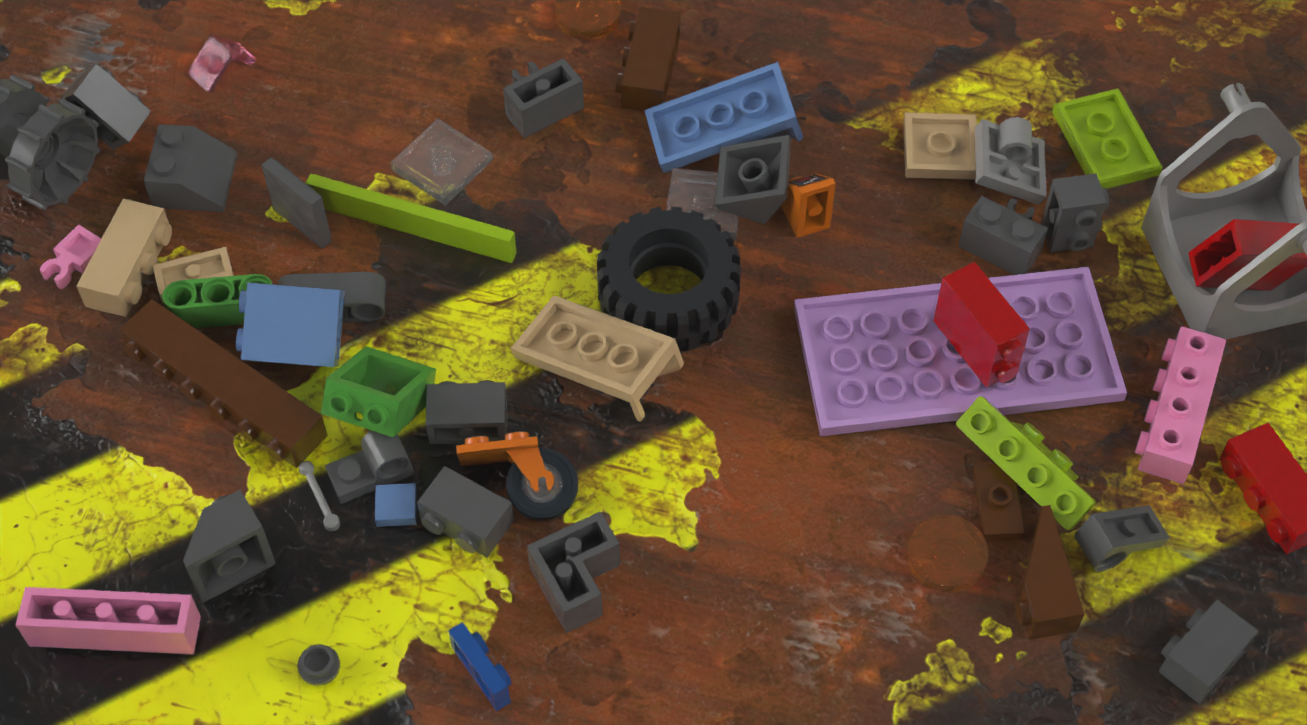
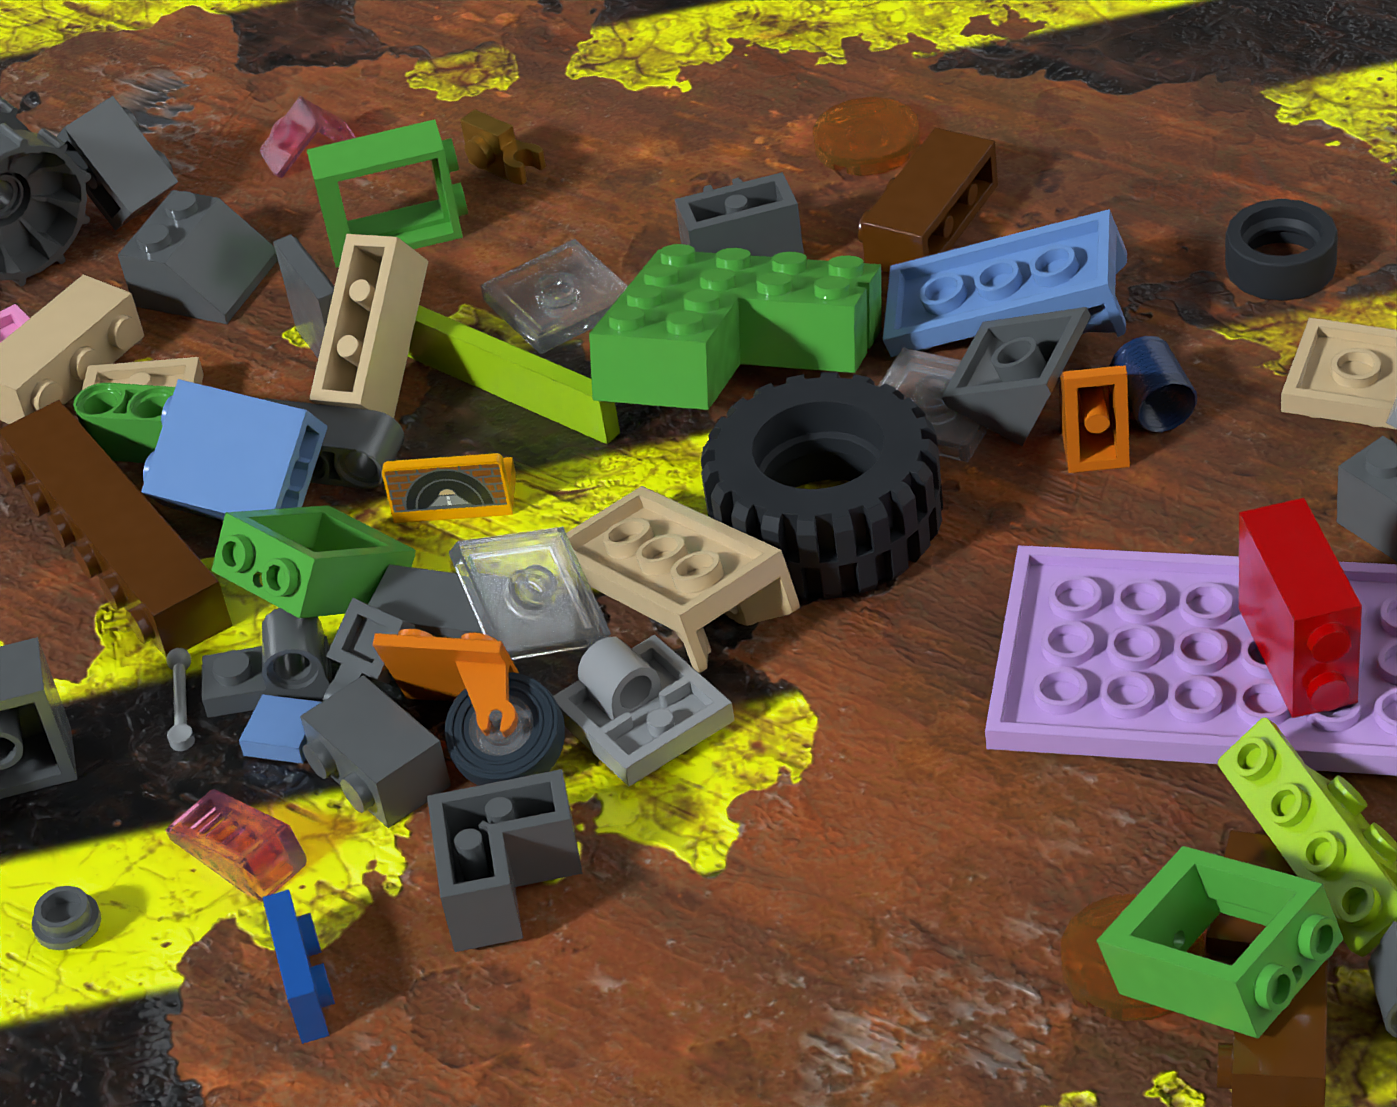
camera: 25 degrees right, 15 degrees down
(314, 121) = (416, 224): none -> bright green window
(344, 215) = (369, 324): none -> tan brick
(355, 54) = (493, 147): none -> pearl gold plate
(424, 599) = (244, 849): none -> slope
(431, 314) = (450, 487): none -> panel
(437, 446) = (355, 647): none -> dark grey plate
(522, 388) = (529, 592): none -> clear plate
(561, 162) = (704, 313): none -> bright green piece
(614, 449) = (640, 706): none -> light grey plate
(830, 163) = (1157, 385): none -> dark blue piece
(874, 44) = (1281, 276): none -> black tyre
(970, 530) = (1151, 938): none -> bright green window

